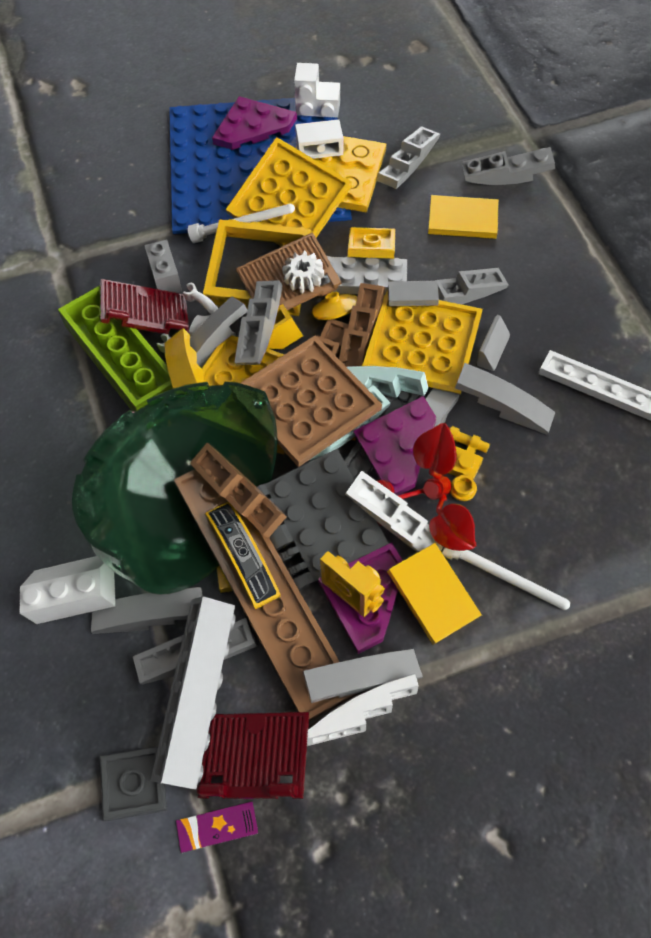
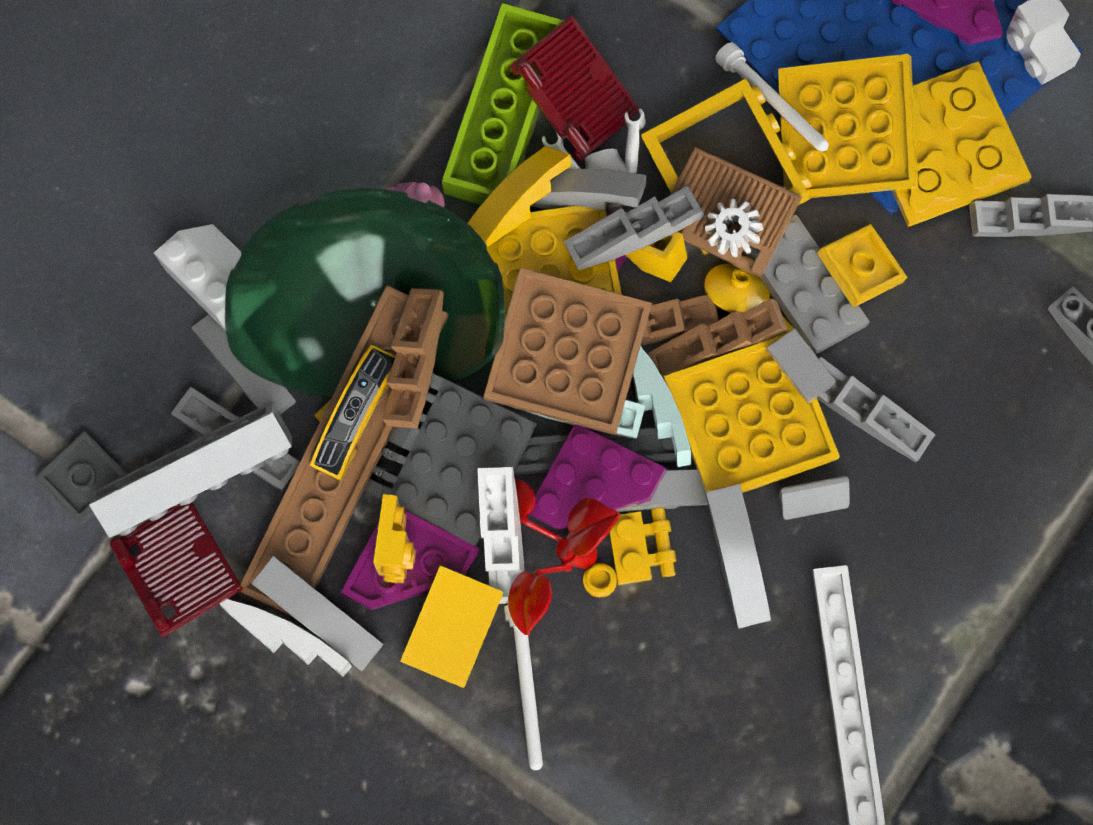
camera: 55 degrees right, 15 degrees up
(163, 266) = (650, 61): light grey brick -> none
(216, 827) = (97, 580): magenta sticker -> none
(320, 138) = (960, 98): white brick -> none
(463, 216) = (990, 343): yellow tile -> none

